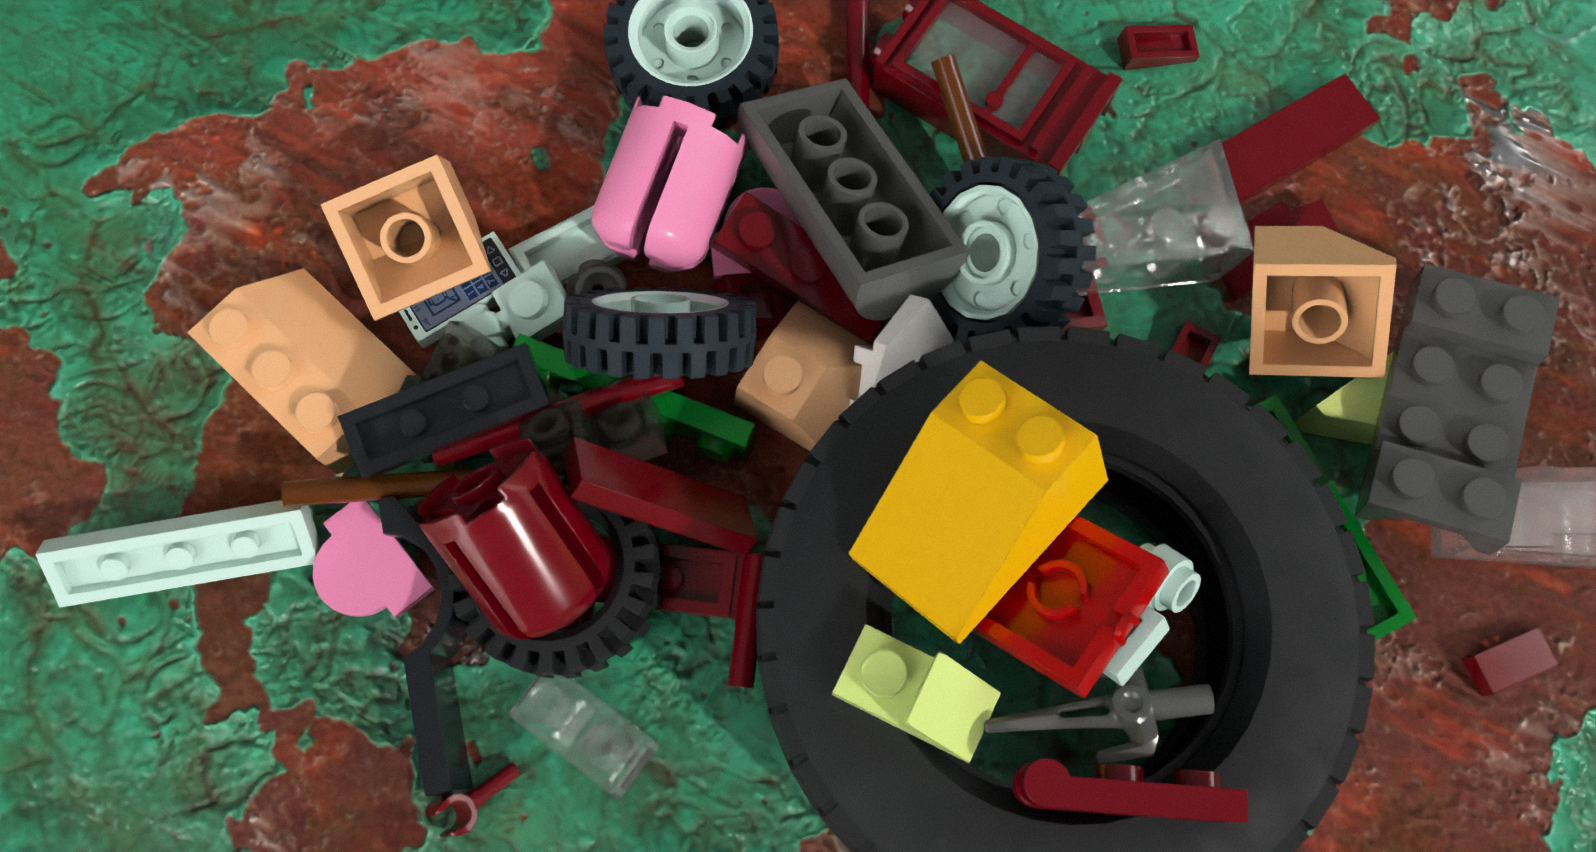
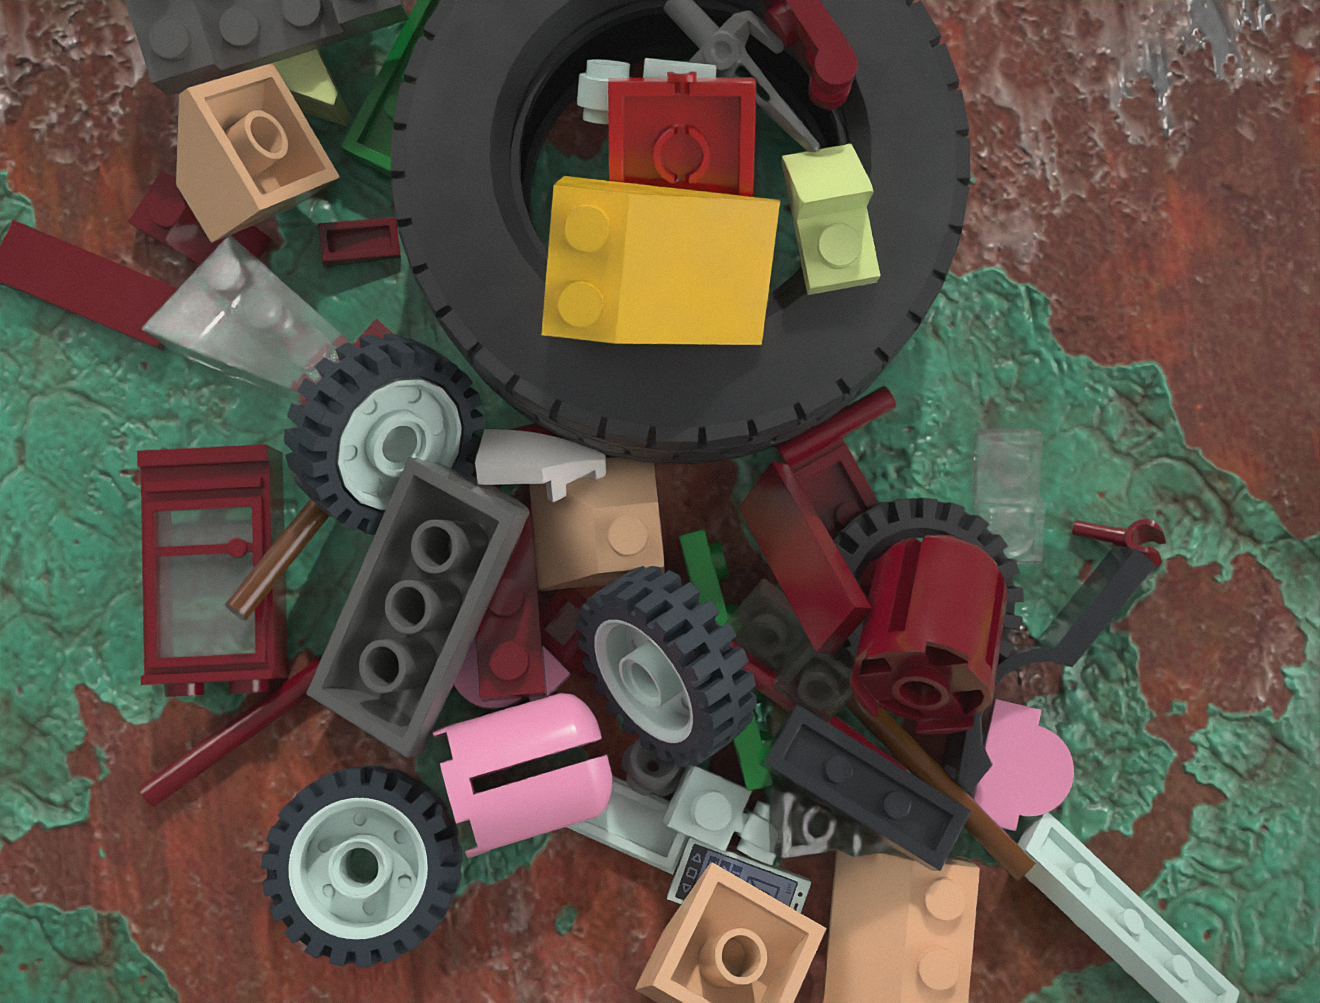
camera: 125 degrees left, 10 degrees up
(1157, 46) = (68, 456): dark red piece -> none

